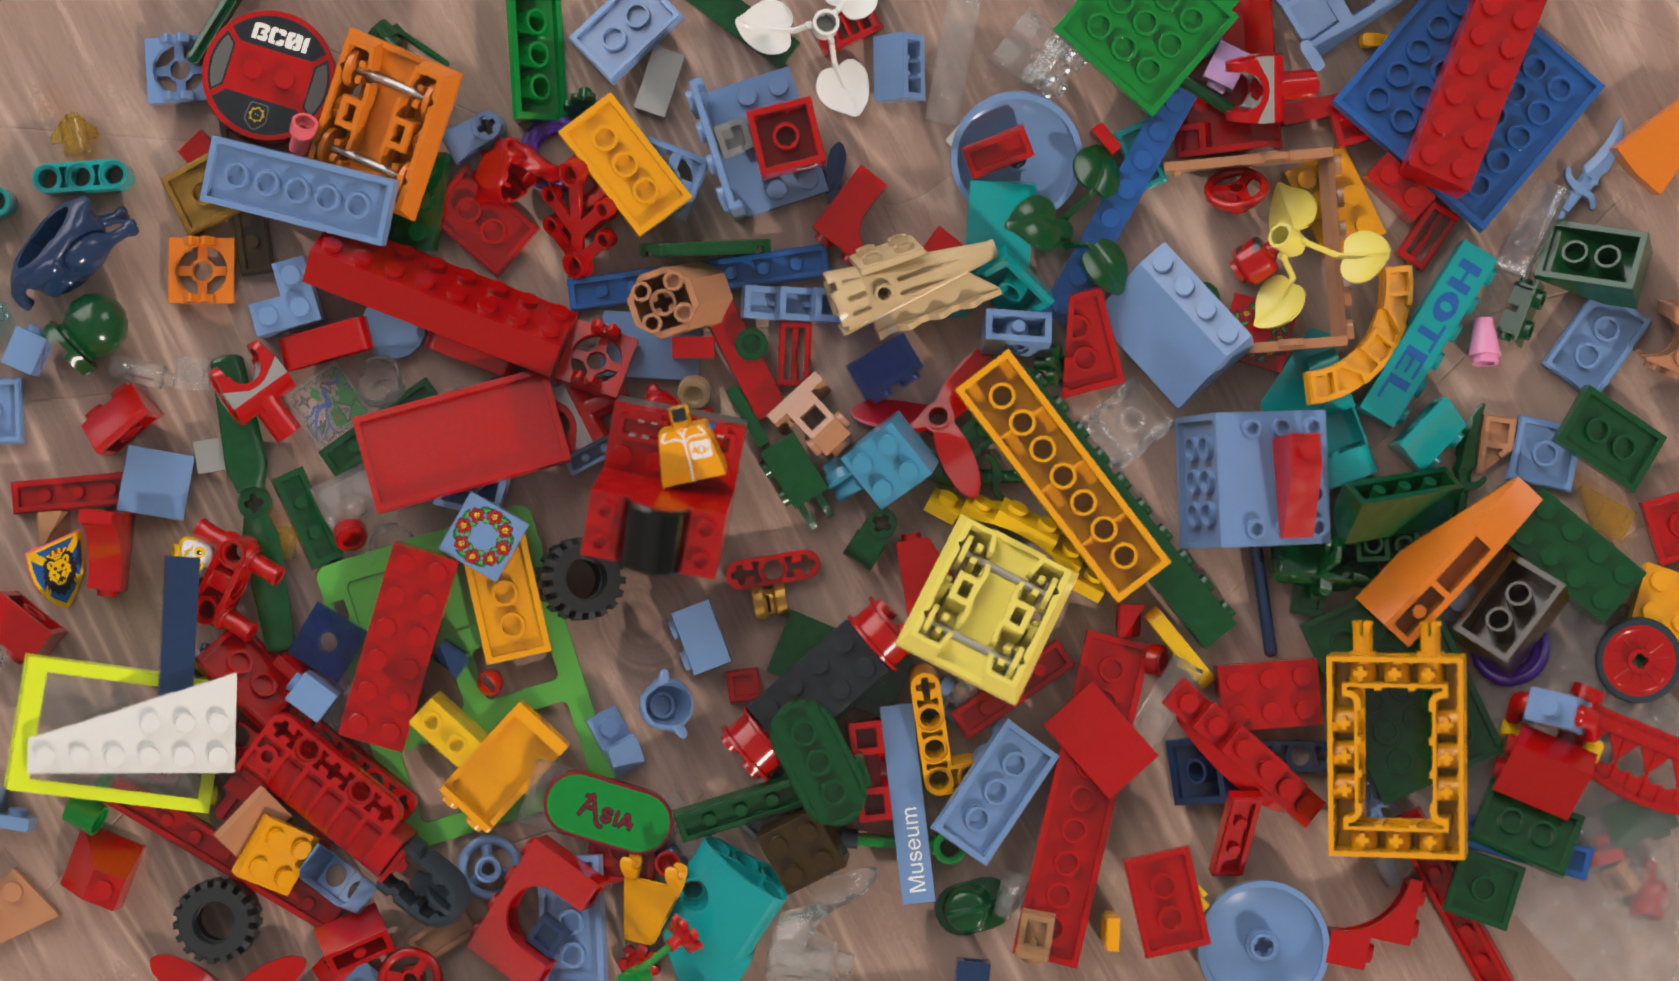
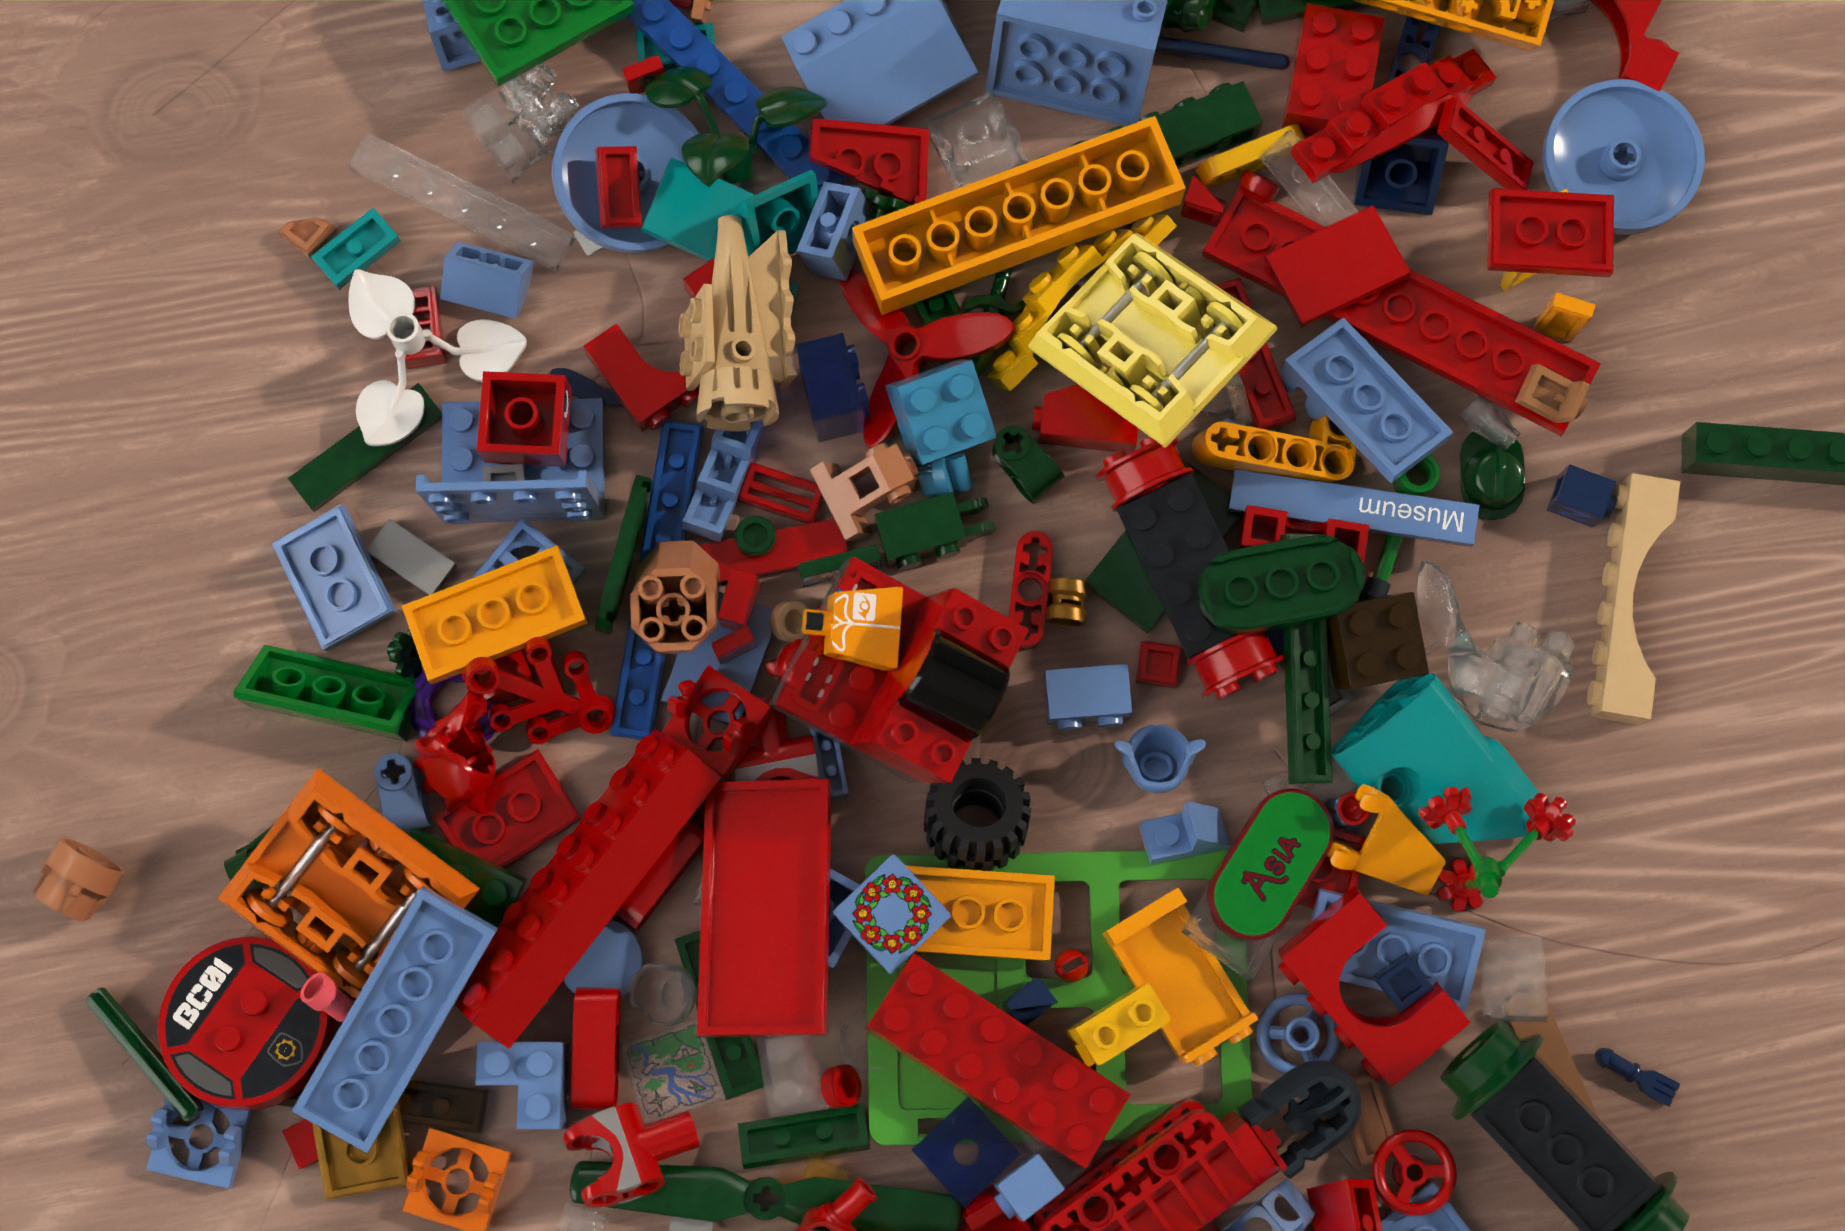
camera: 75 degrees left, 10 degrees down
(659, 354) = (733, 644): none -> red tile

